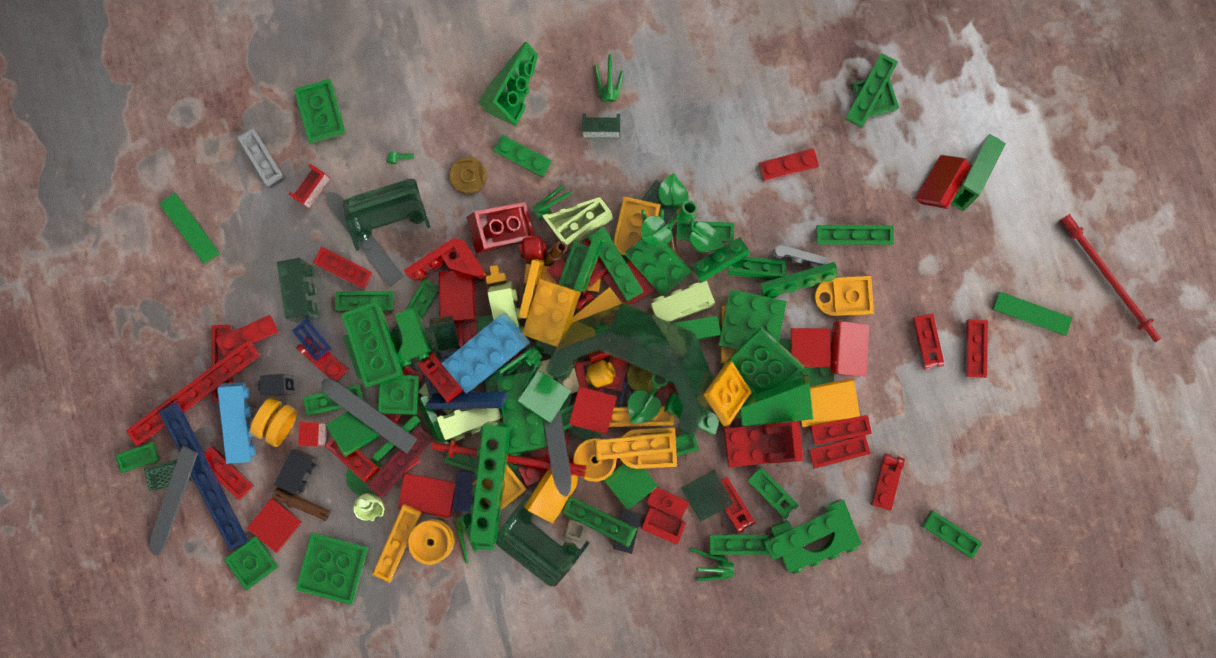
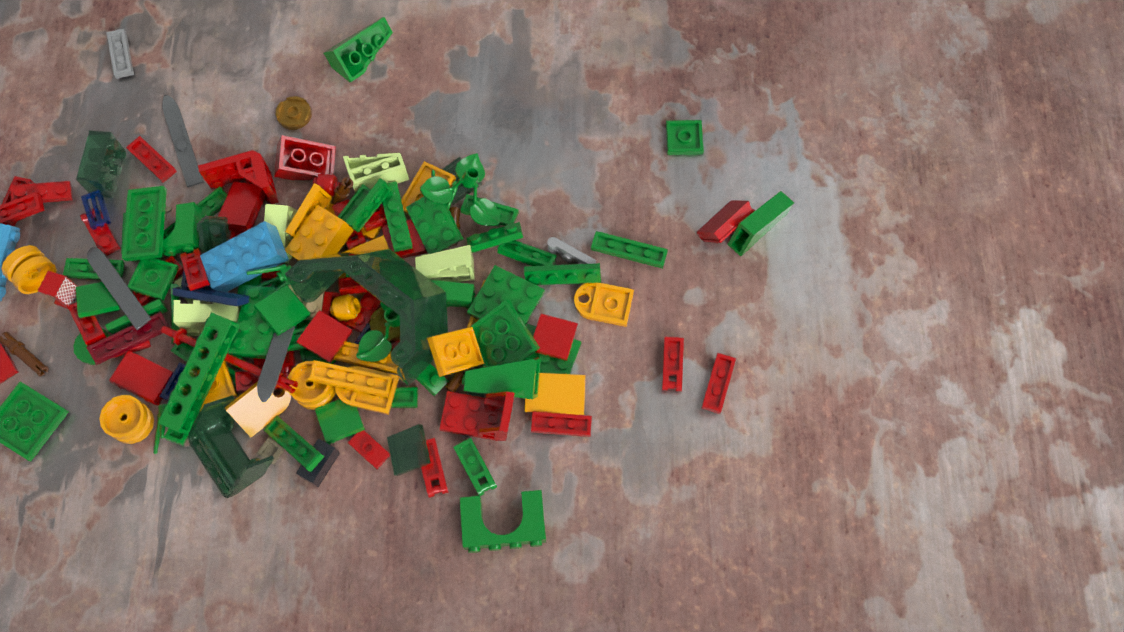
camera: 15 degrees right, 15 degrees down
(190, 228) = (34, 95): green tile -> none
(276, 385) = (47, 238): black brick -> none
(296, 472) = (31, 322): black brick -> none
(311, 187) = (152, 88): red panel -> none
(320, 111) = (186, 30): green plate -> none
(354, 299) = (174, 196): green plate -> none
(368, 507) = (82, 371): yellowish green hair -> none
(382, 208) = (203, 118): clear green windscreen -> none
(393, 157) = (233, 81): green hand -> none
(396, 543) = (89, 418): light orange tile -> none
(495, 277) = (283, 198): light orange tile -> none
(522, 156) = (348, 109): green plate -> none
(543, 208) = (351, 152): green plant -> none
(600, 127) = (425, 102): clear green panel -> none
(608, 92) = (442, 74): green plant -> none
(663, 525) = (355, 468): red panel -> none
(723, 570) = (401, 528): green plant -> none
(738, 544) = (424, 508): green plate -> none
(788, 164) = (586, 175): red plate -> none
(803, 534) = (489, 511): green plate -> none
(839, 451) = (553, 444): red plate -> none
(849, 349) = (592, 349): piece -> none
(871, 90) = (680, 128): green plate -> none
(887, 482) = (593, 489): red plate -> none
(951, 534) = (644, 560): green tile -> none
(1032, 313) = (783, 366): green tile -> none
(1077, 233) = (845, 302): red bar -> none

